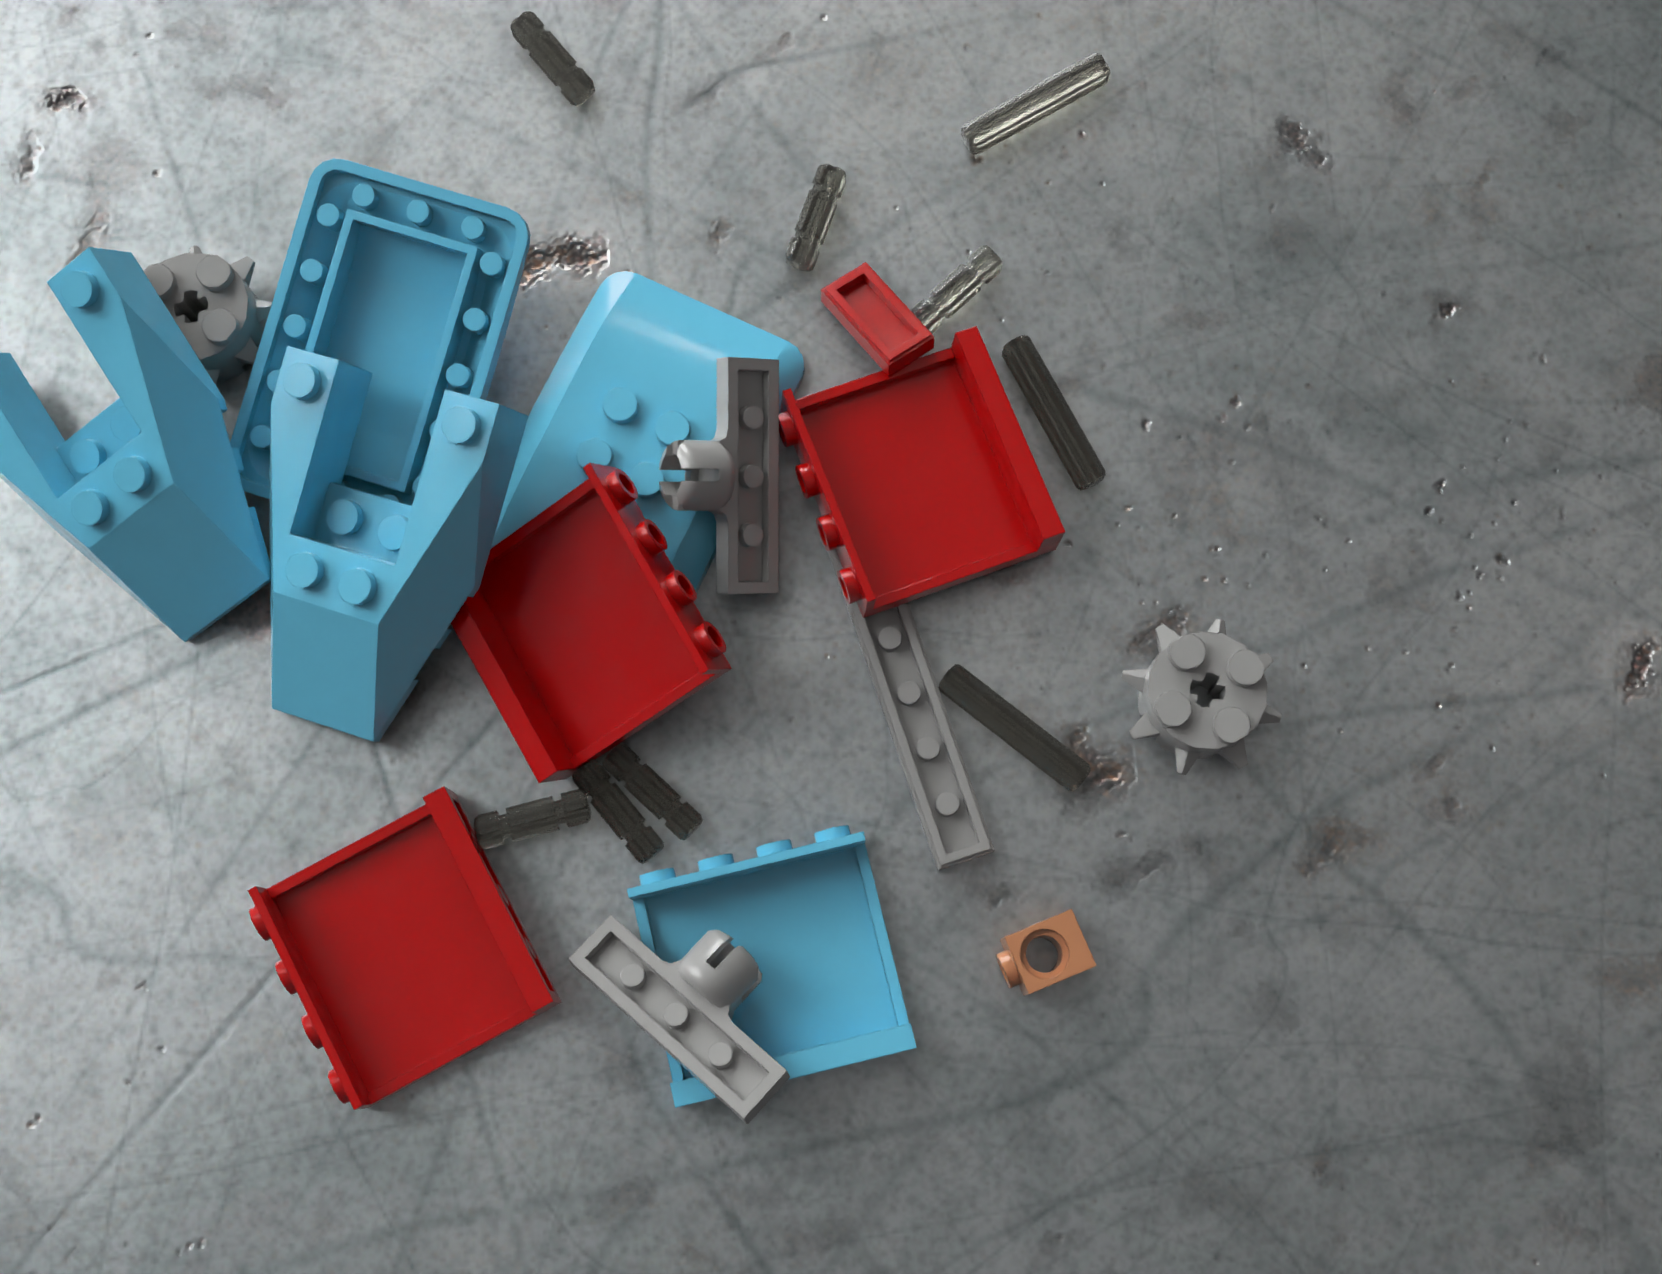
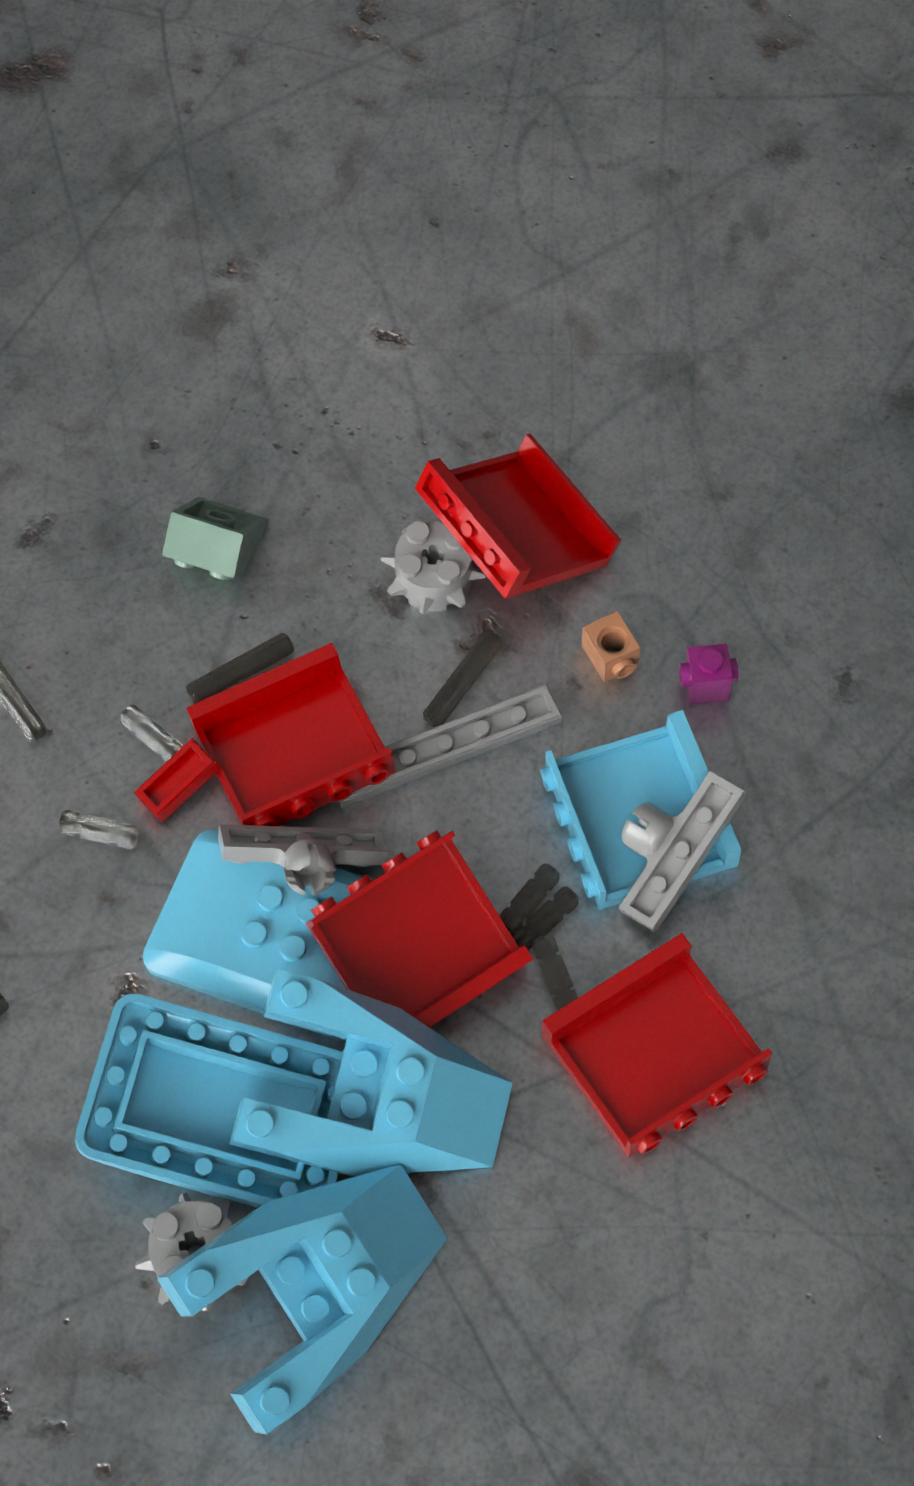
camera: 95 degrees left, 15 degrees down
(987, 1099) = (708, 673): none -> magenta brick
(1270, 827) = (519, 518): none -> red panel
(1273, 381) = (213, 537): none -> slope

